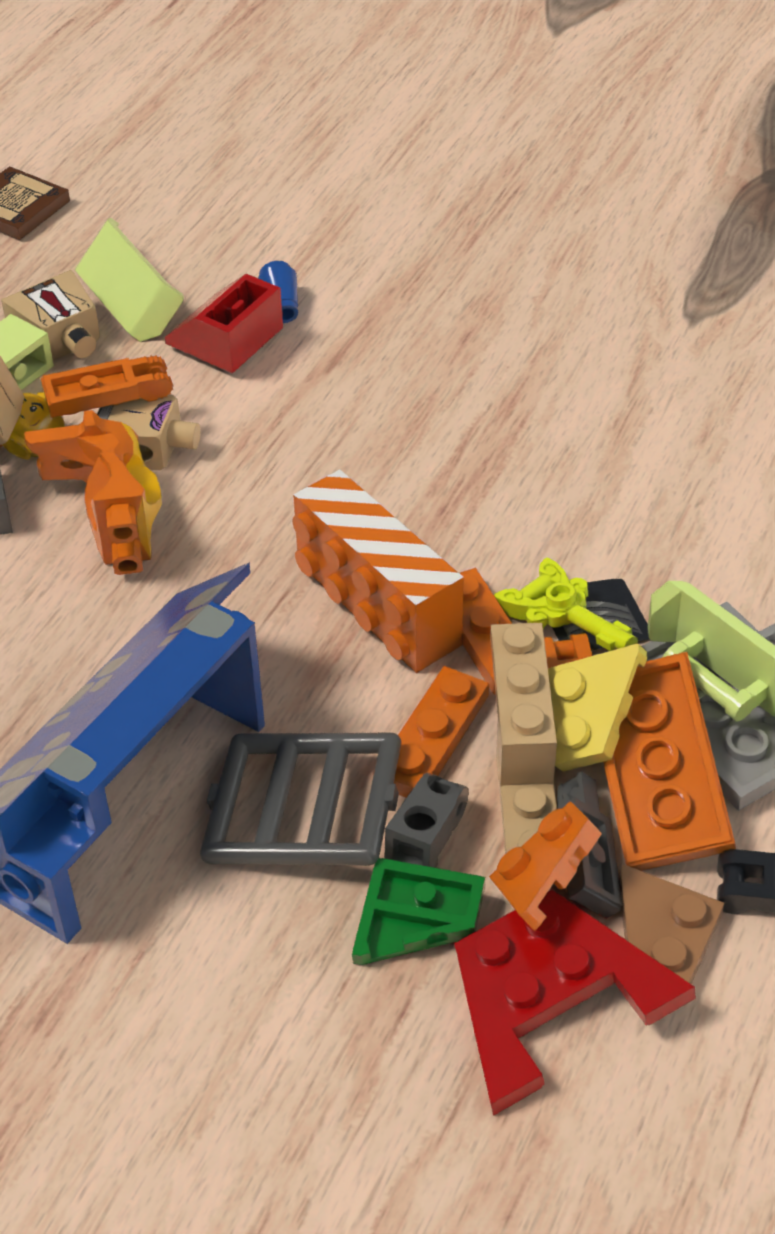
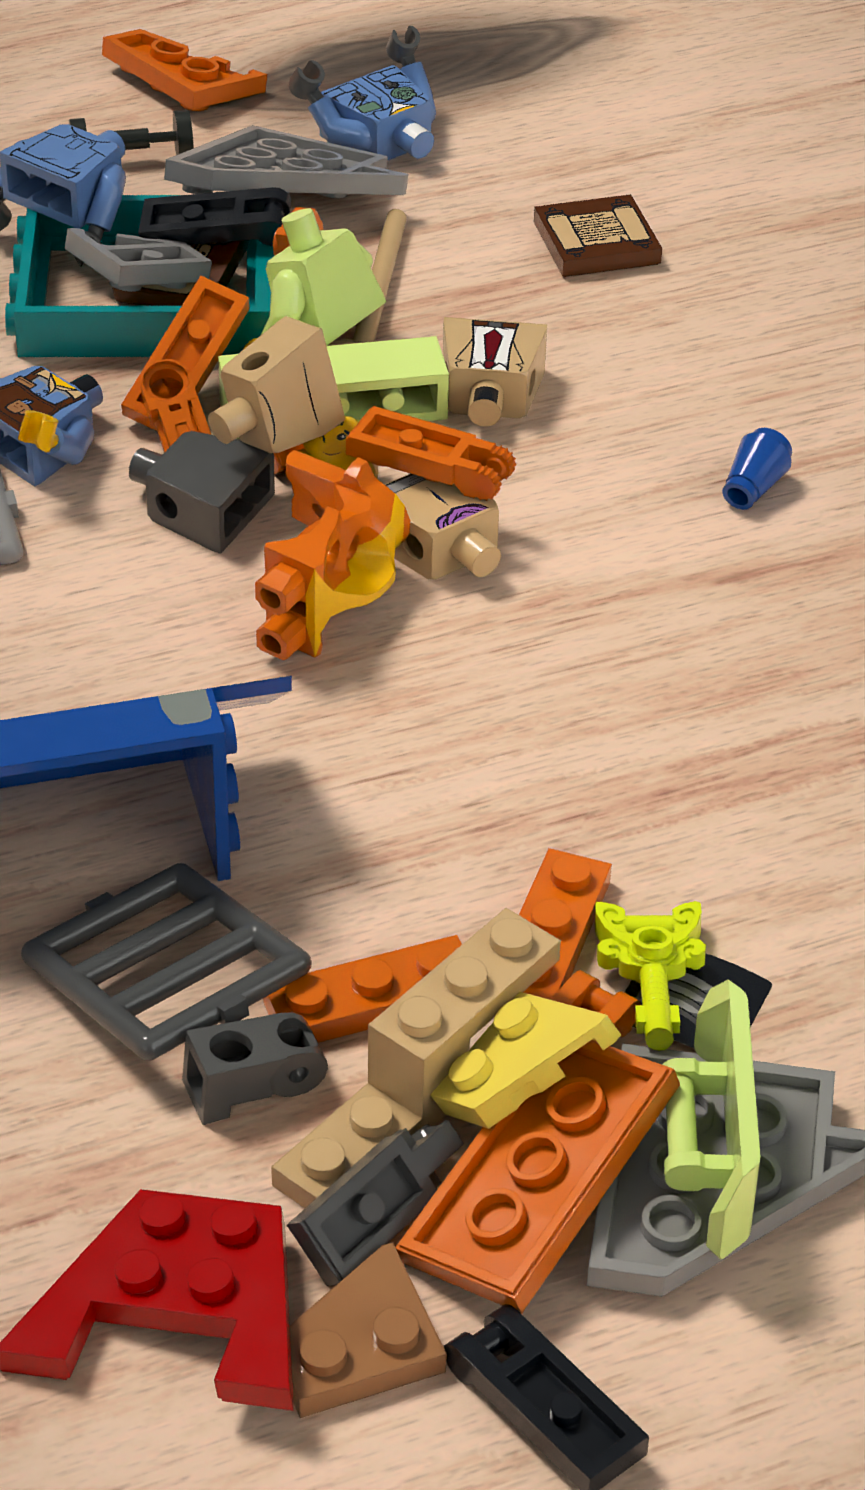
camera: 40 degrees right, 5 degrees down
(128, 284) = (596, 385): yellowish green piece -> none
(231, 324) = (656, 471): red slope -> none
(378, 570) = (478, 791): orange brick -> none
(415, 910) = (142, 1133): green wing -> none
(545, 859) = (275, 1169): orange wing -> none

